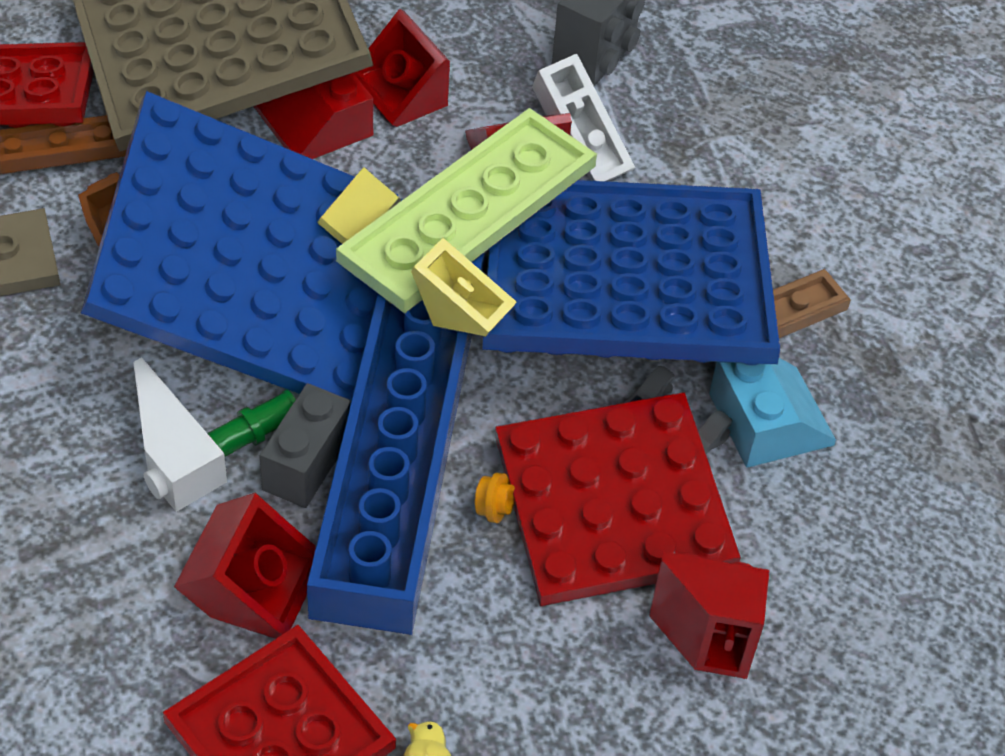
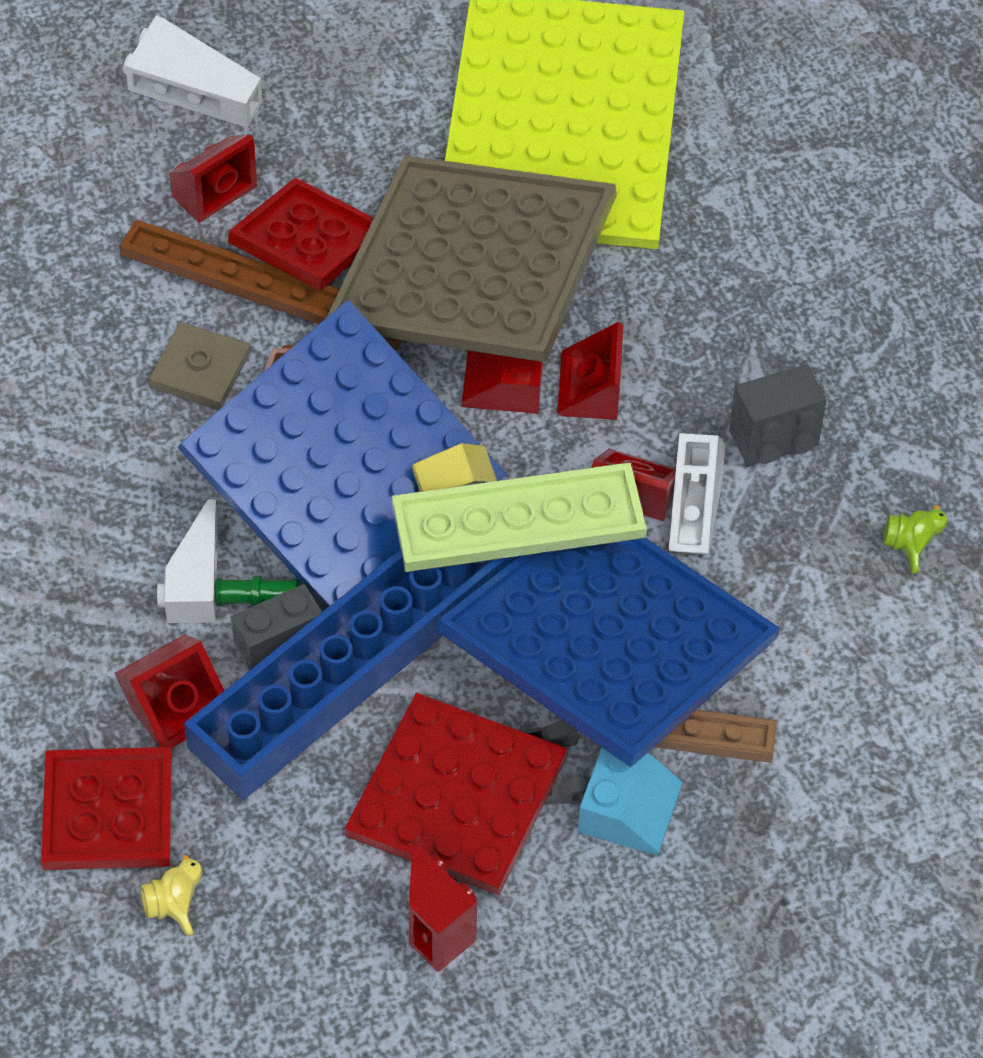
camera: 40 degrees right, 5 degrees up
(458, 292) = (444, 577): light yellow slope -> none
(494, 497) = (372, 741): light orange plate -> none
(784, 64) = (913, 533): none -> lime animal

